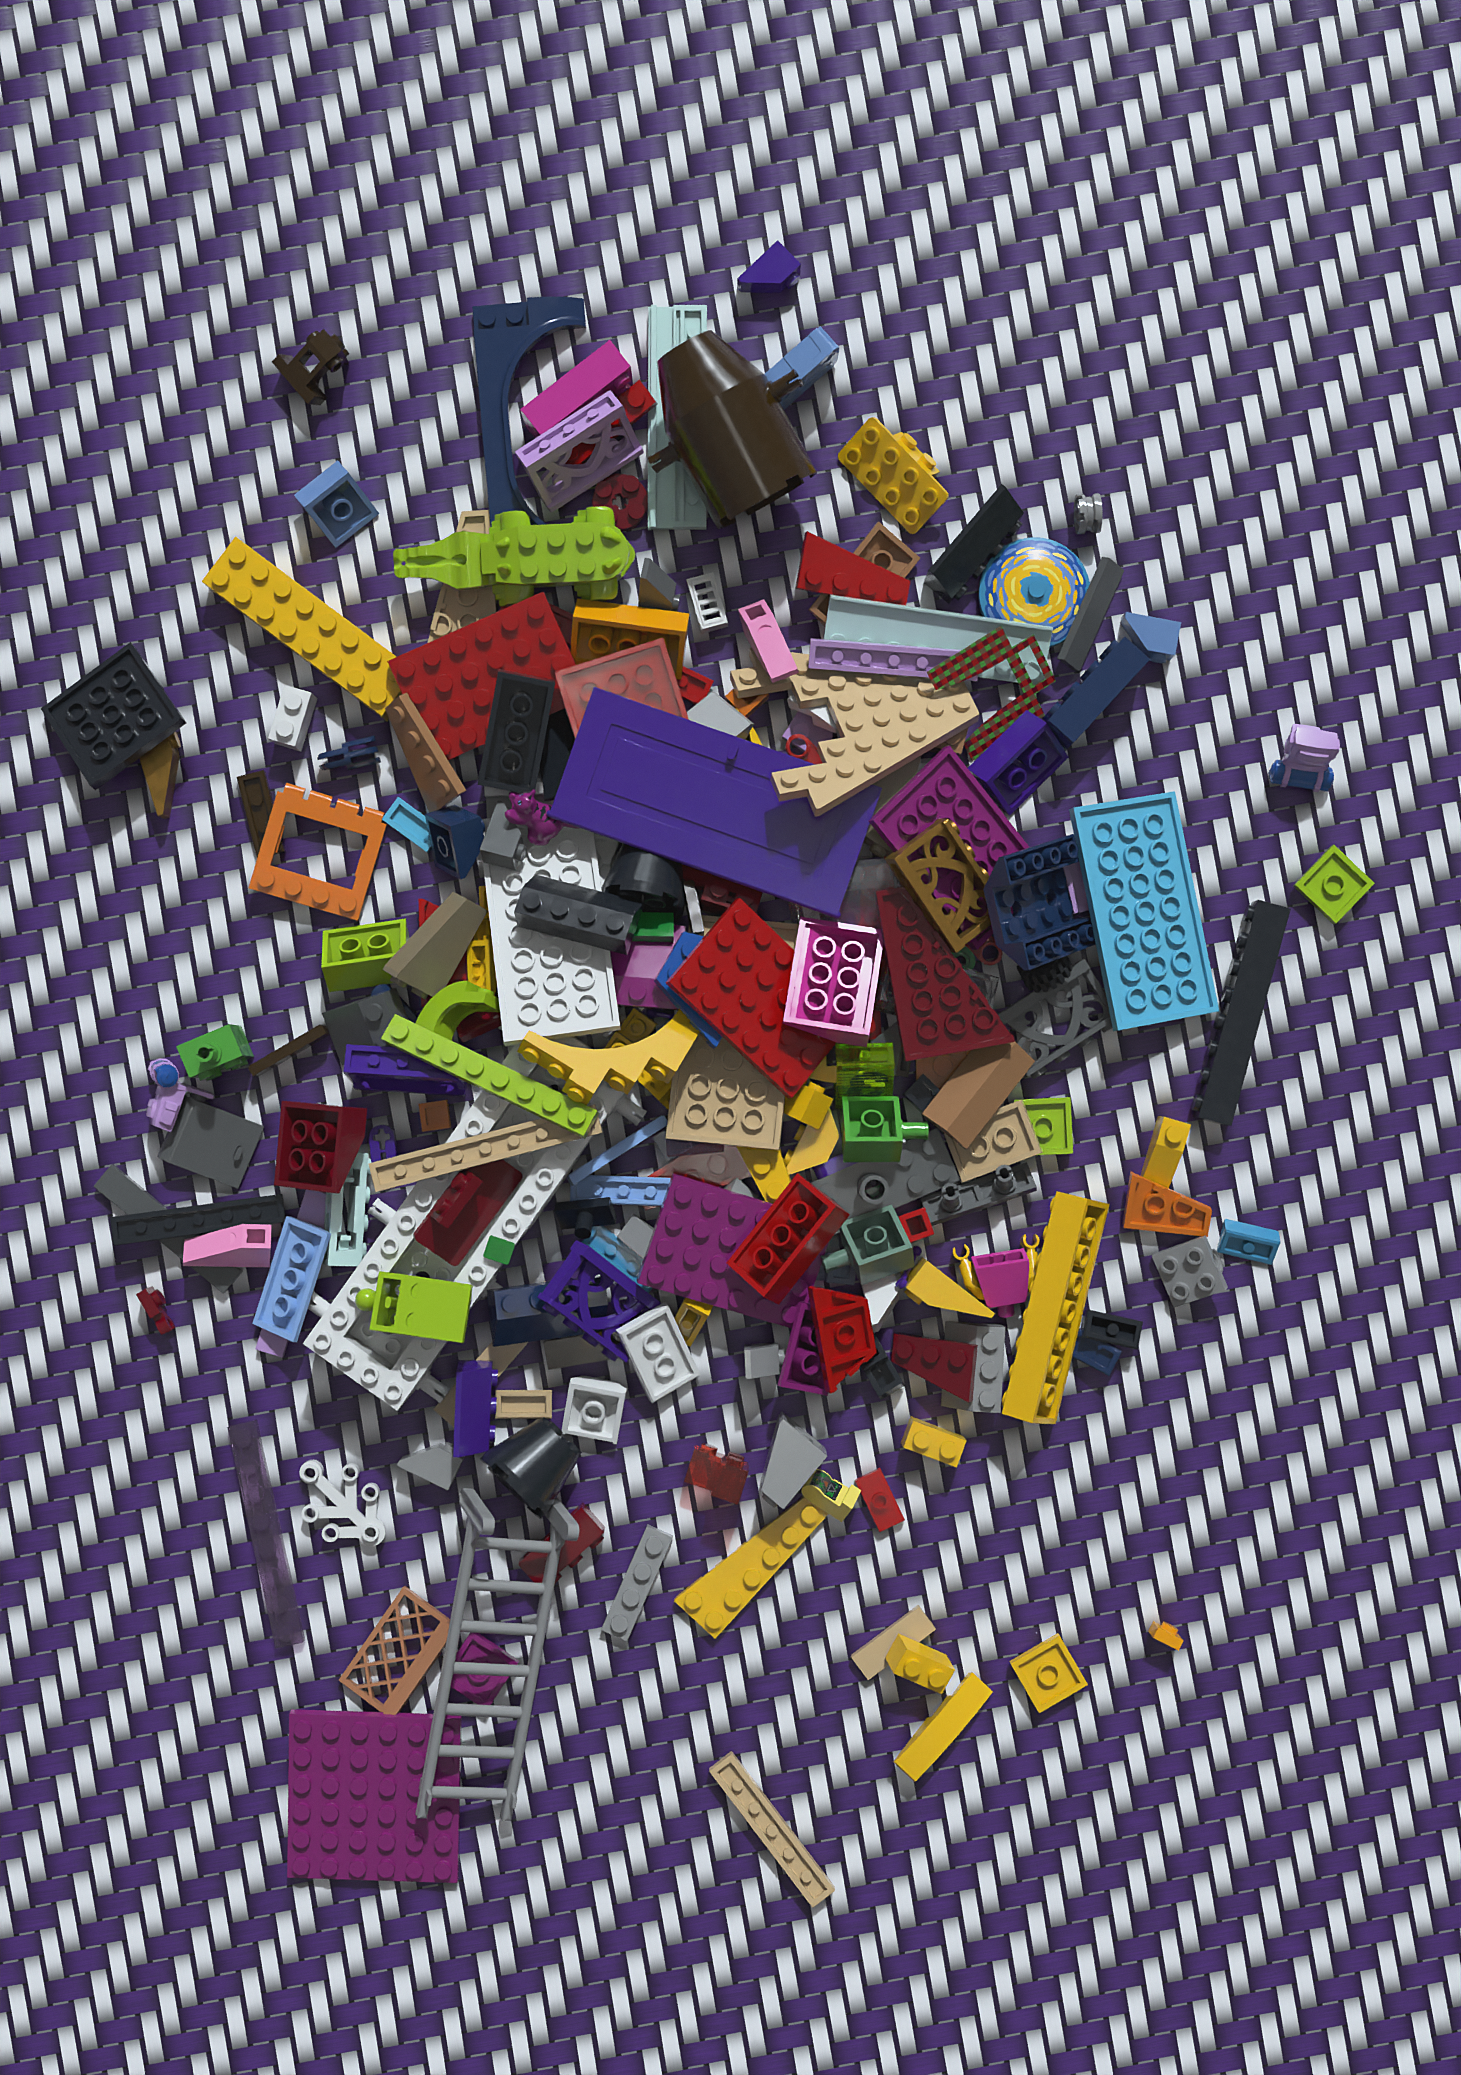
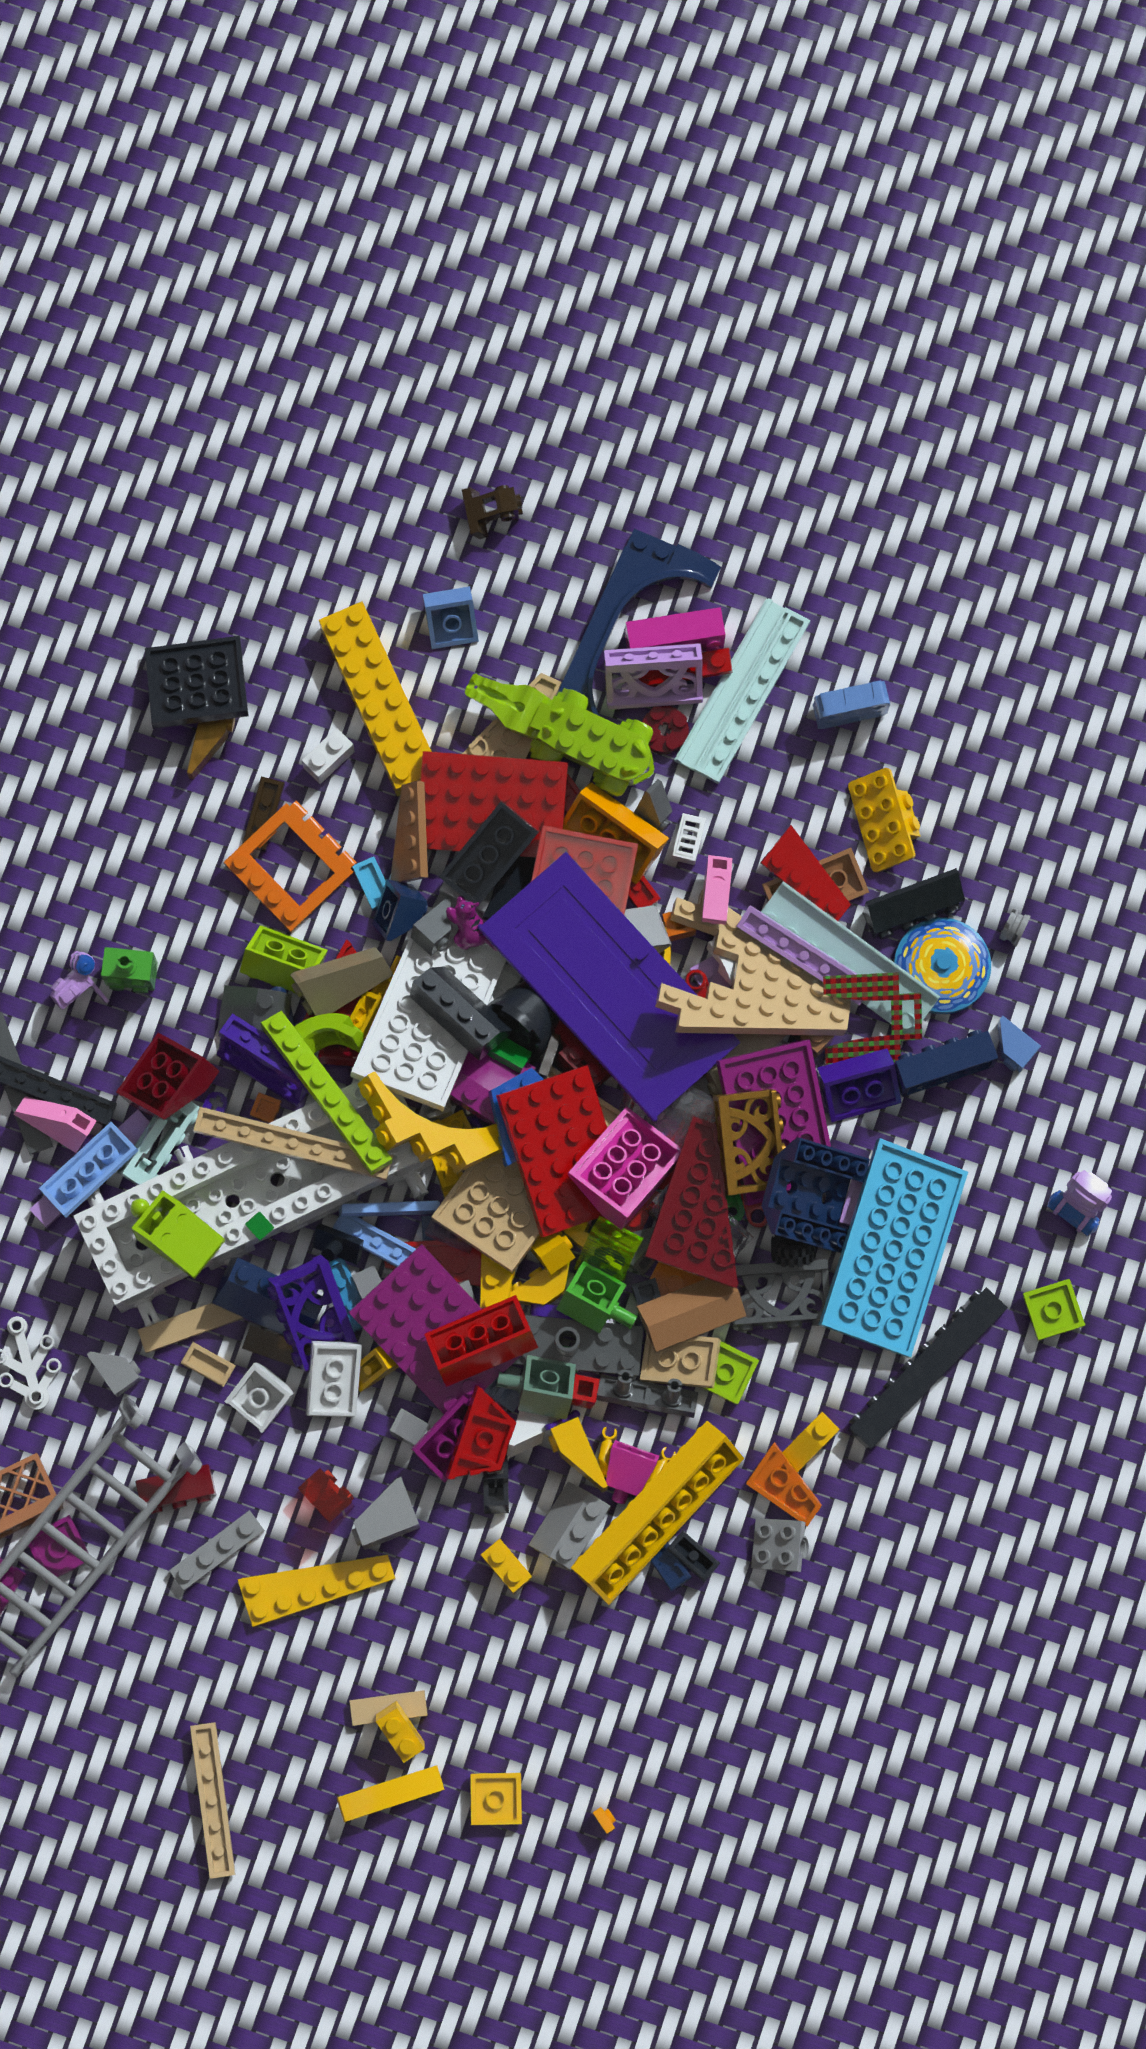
camera: 30 degrees right, 10 degrees down
(207, 1139) = (84, 1032): dark grey door -> none
(288, 1050) = (184, 999): dark brown tile -> none
(348, 755) = (355, 806): dark blue arm -> none
(466, 1209) = (252, 1184): dark red bracket -> none
(474, 1407) = (170, 1342): dark purple slope -> none
(533, 1464) = (190, 1410): black cone -> none
(728, 428) = (772, 719): dark brown piece -> none
(771, 272) = (872, 622): dark purple slope -> none
(830, 1494) = (404, 1563): light yellow leg -> none
(879, 1499) = (440, 1590): red plate -> none
(939, 1361) = (545, 1505): dark red wing -> none
(1090, 614) = (976, 1003): dark grey tile -> none
(1248, 1241) = (837, 1550): dark azure slope -> none

